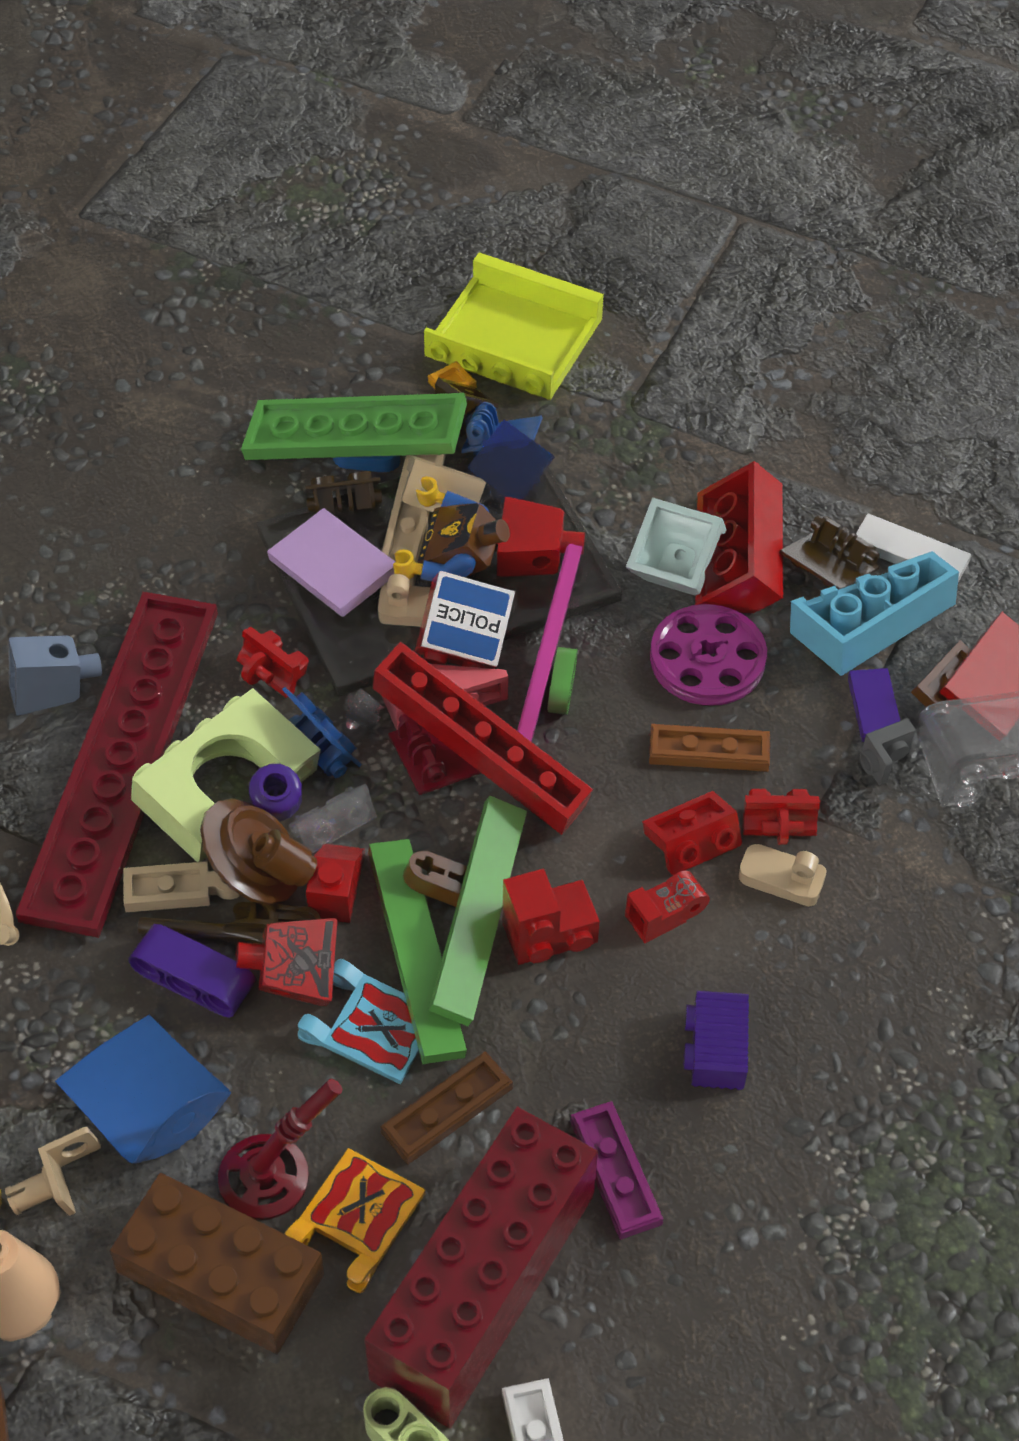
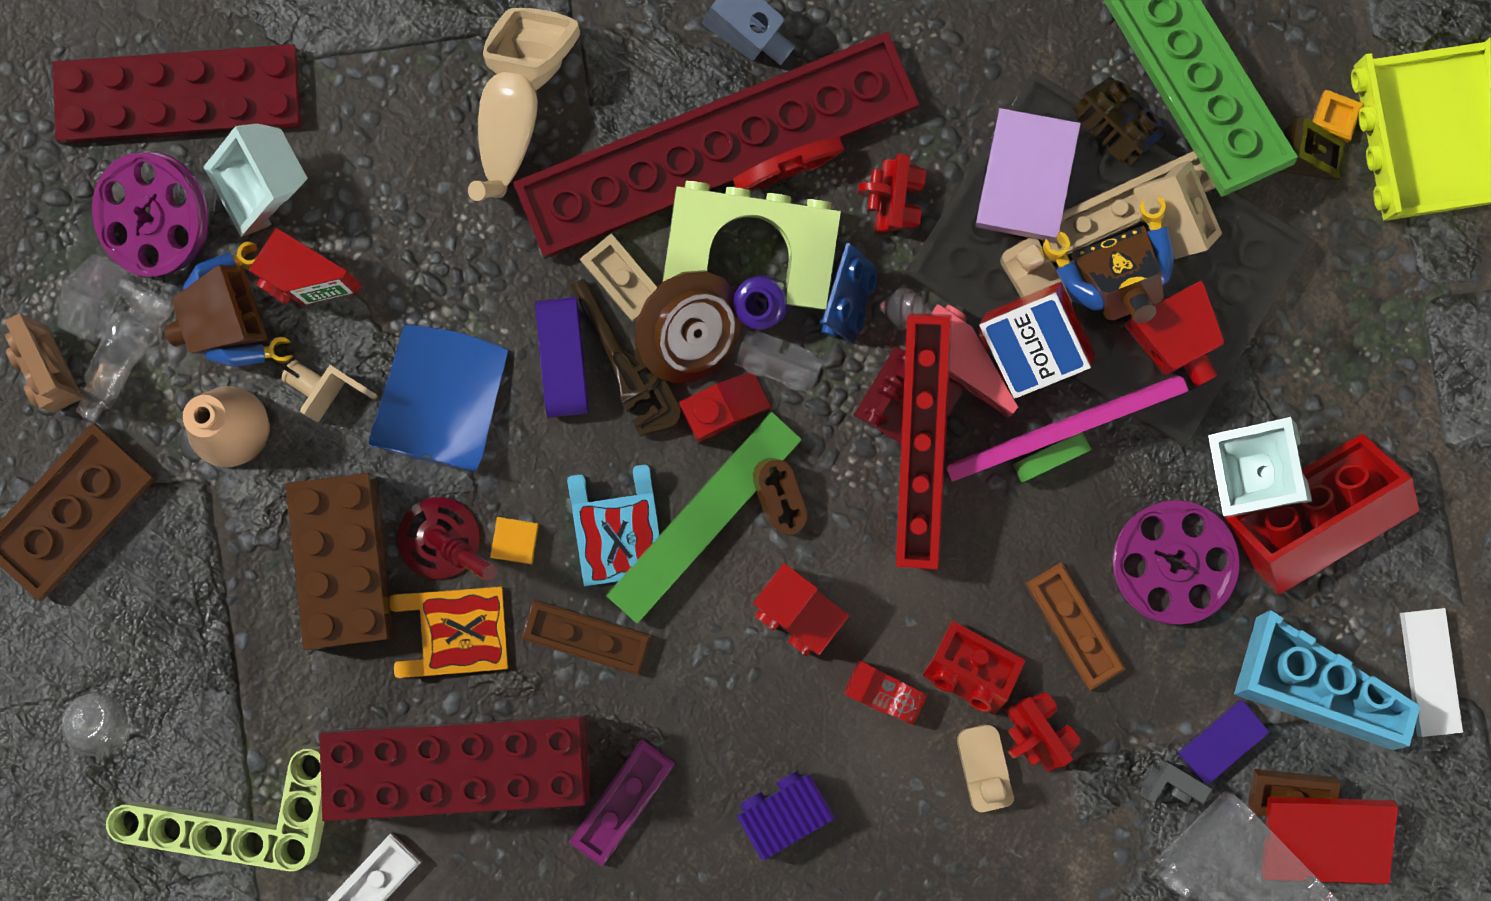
camera: 55 degrees right, 30 degrees up
(184, 707) = (789, 164): none -> red tile
(284, 858) = (690, 365): reddish brown brick -> none
(294, 959) = (616, 435): red torso -> none
(326, 1119) = (514, 540): none -> light orange tile
(477, 912) = (768, 546): bright green tile -> none
(485, 422) = (1293, 212): blue hinge -> none
(511, 461) = (1254, 251): clear blue piece -> none
(832, 554) = (1361, 607): dark brown hinge -> none

